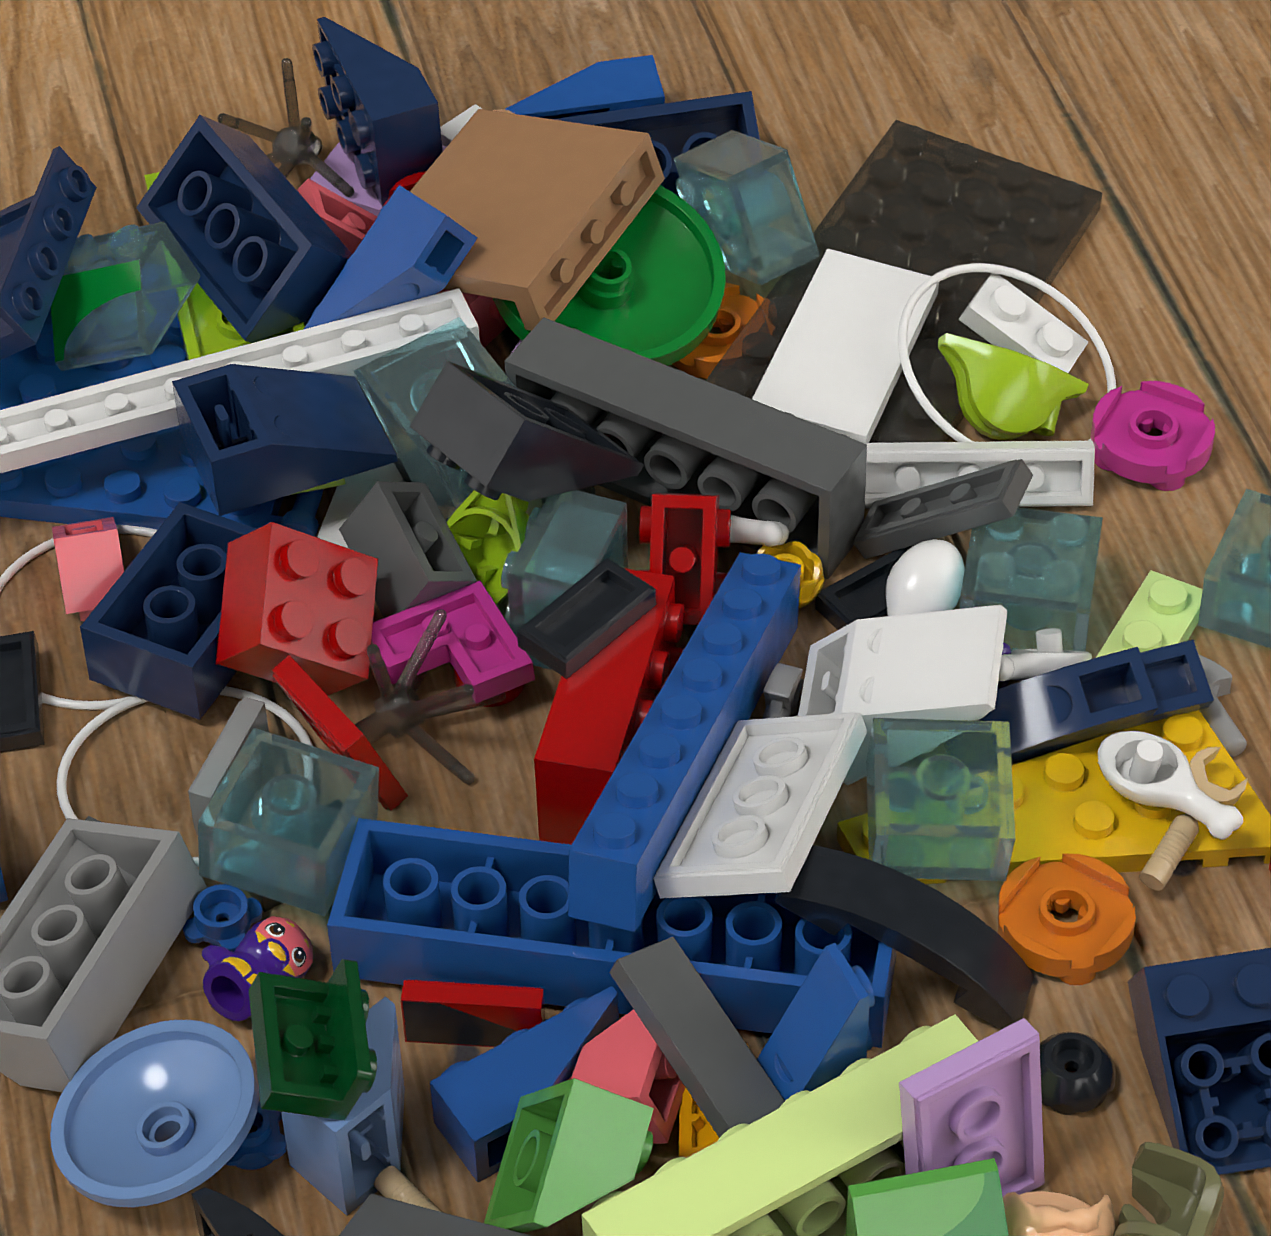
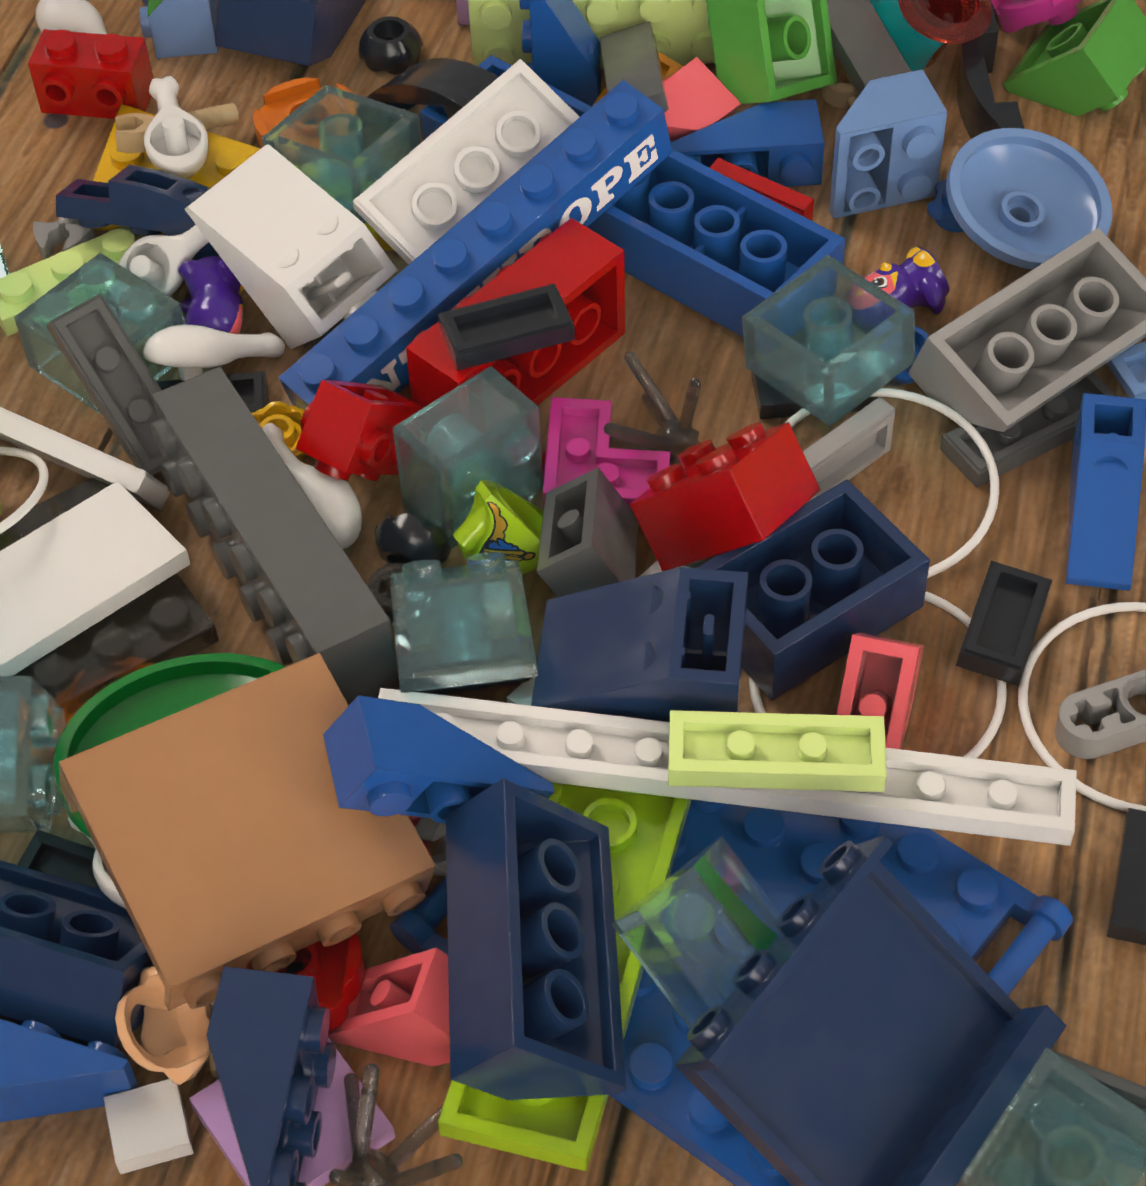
camera: 150 degrees left, 5 degrees up
(119, 378) = (777, 751): none -> yellowish green plate
(312, 1042) = (914, 92): dark green bracket -> none
(335, 727) = (746, 386): red tile -> none
(514, 439) = (445, 485): black slope -> none

